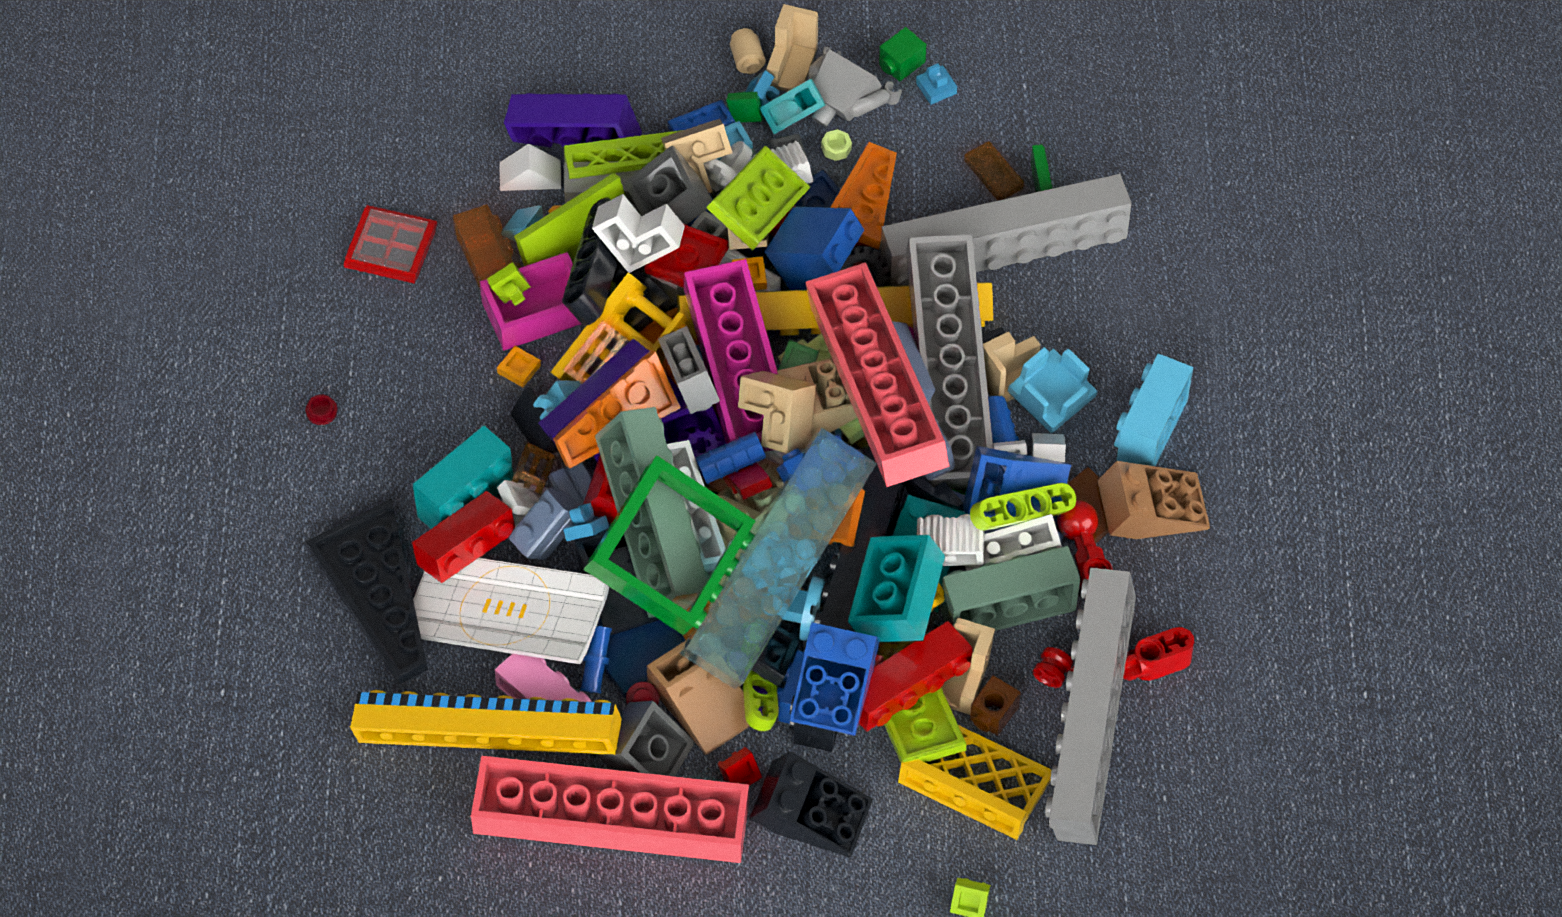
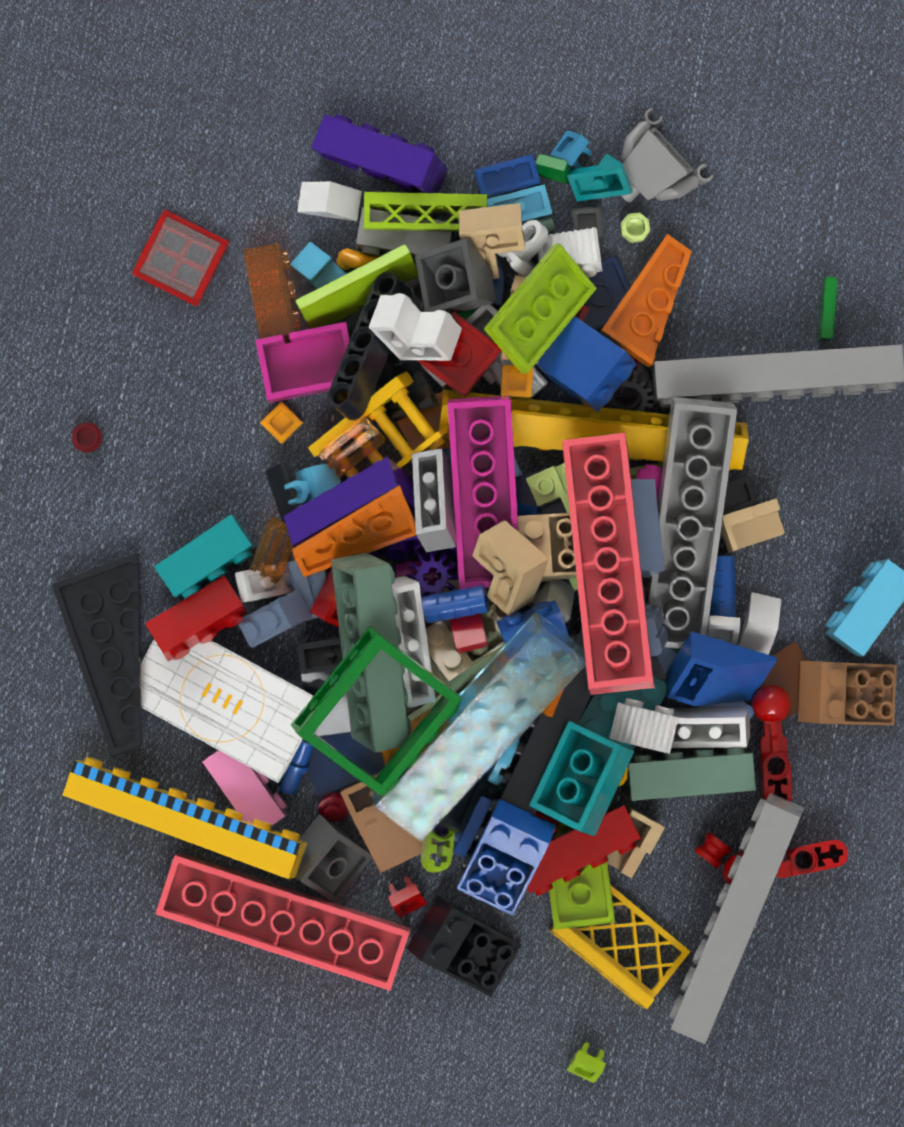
camera: 15 degrees right, 30 degrees up
(509, 284) = (283, 350): lime tile -> none
(584, 523) = (309, 635): dark azure tile -> none
(747, 51) = (569, 99): tan brick -> none
(794, 47) = (613, 113): tan panel -> none
(797, 355) = (543, 495): green tile -> none
(902, 54) = (722, 133): green brick -> none
(936, 84) = (749, 171): dark azure tile -> none
(994, 171) = (783, 286): clear orange tile -> none
(998, 694) = (664, 877): reddish brown brick -> none
(1022, 504) = (720, 709): lime beam -> none
(1053, 387) = (782, 552): medium azure panel -> none

